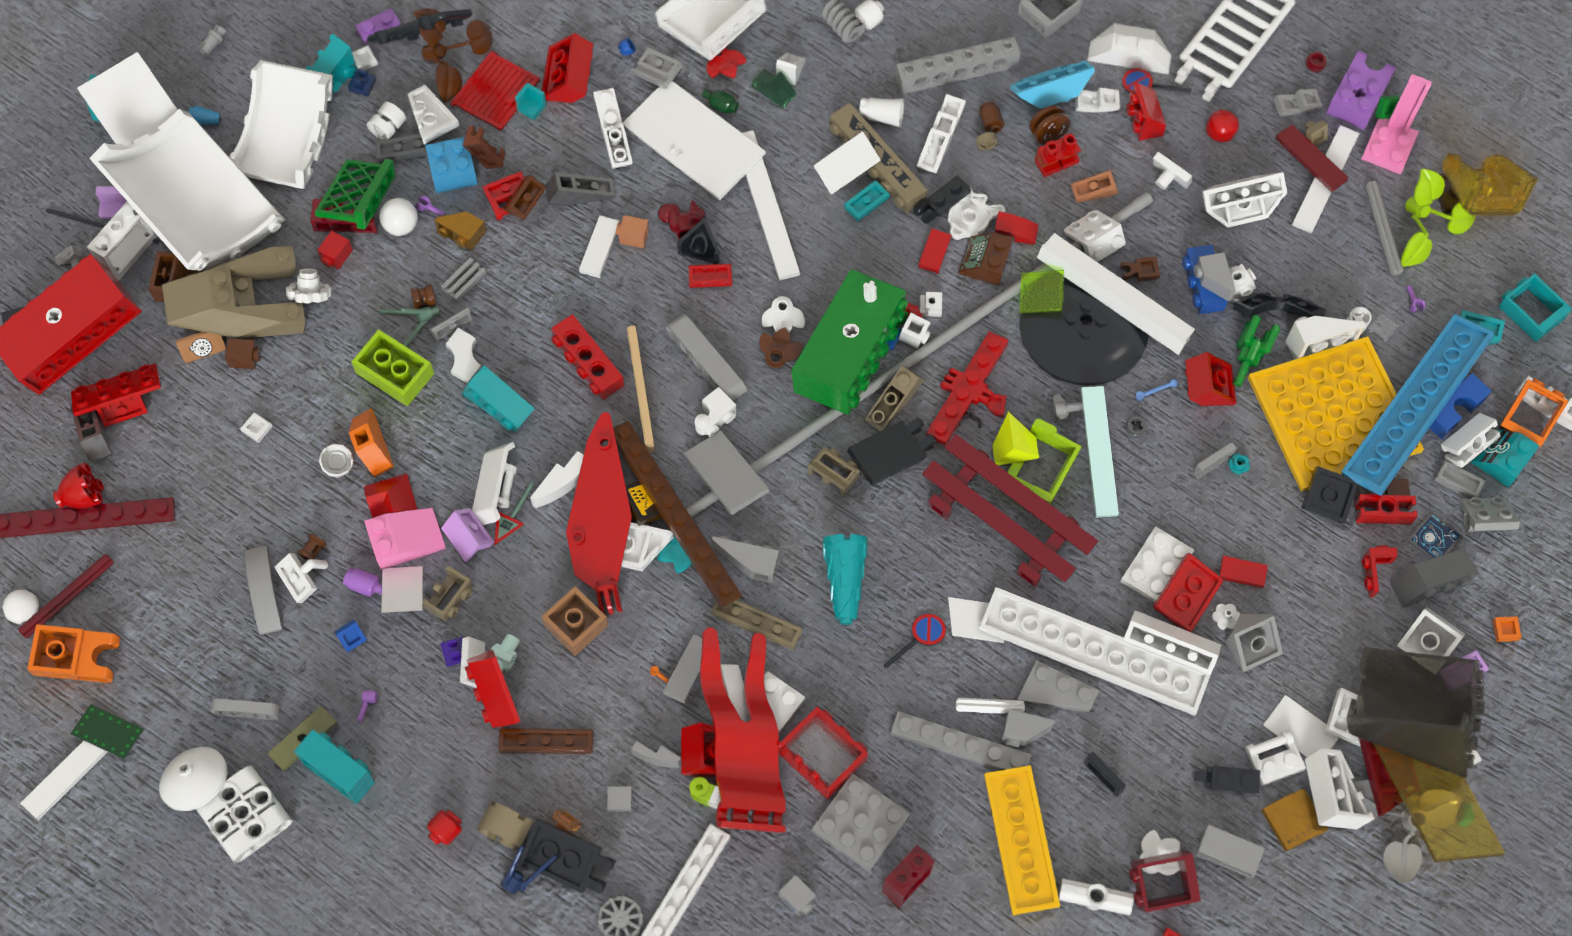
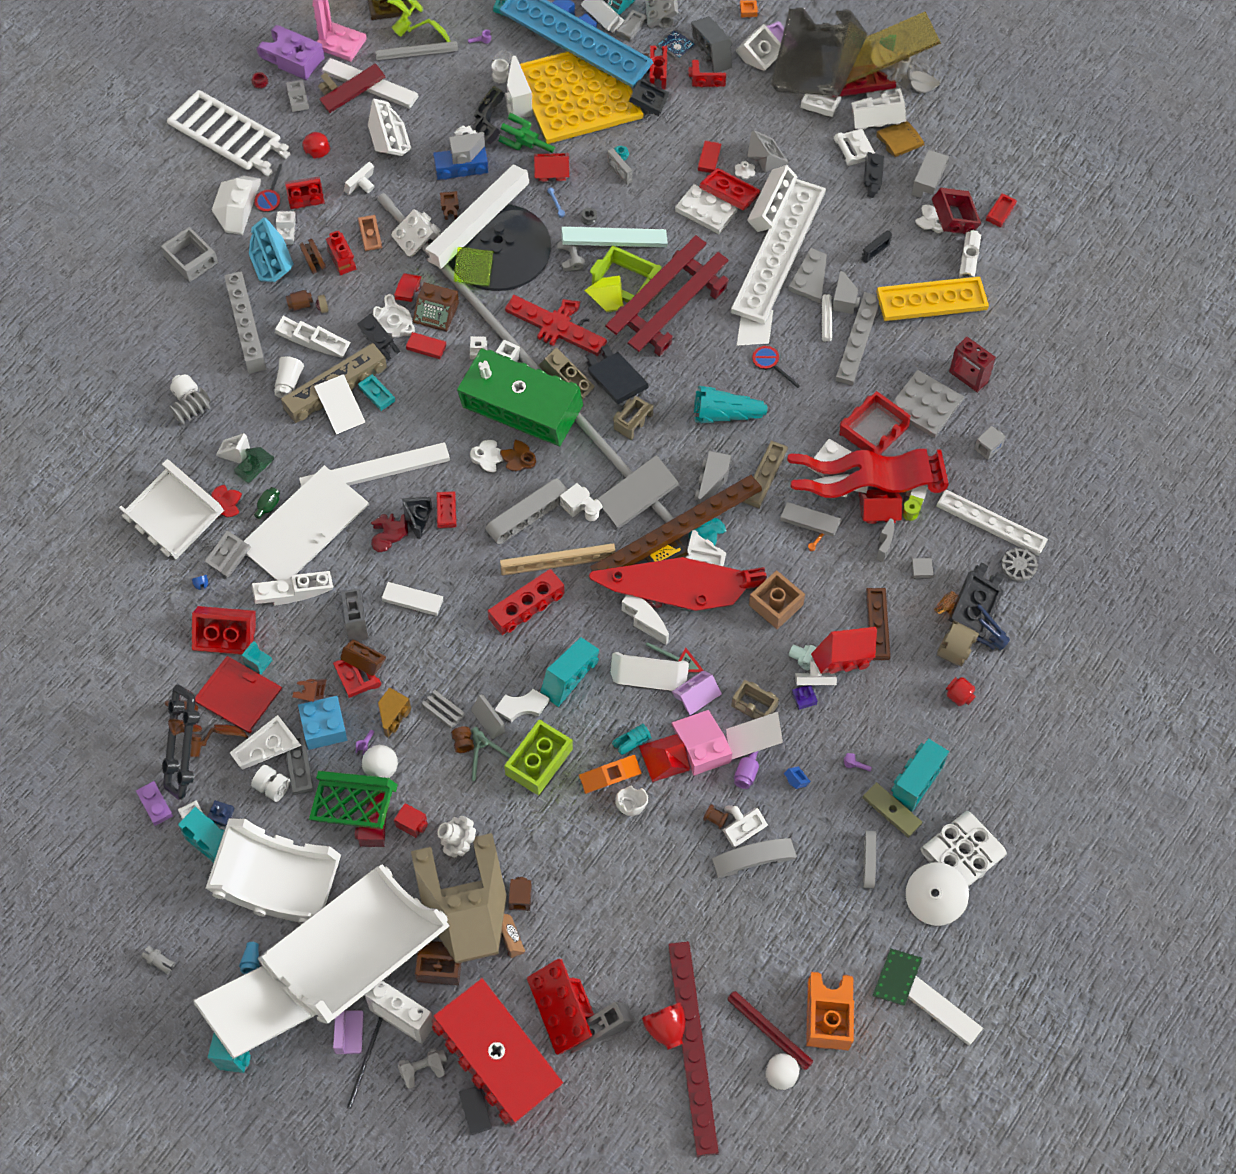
camera: 90 degrees left, 5 degrees down
(256, 427) = (594, 878): white tile -> none
(412, 466) = (632, 739): none -> teal hinge
(633, 231) = (400, 569): nougat brick -> none
(1305, 727) = (823, 135): white sticker -> none
(1386, 106) = (308, 32): green plate -> none

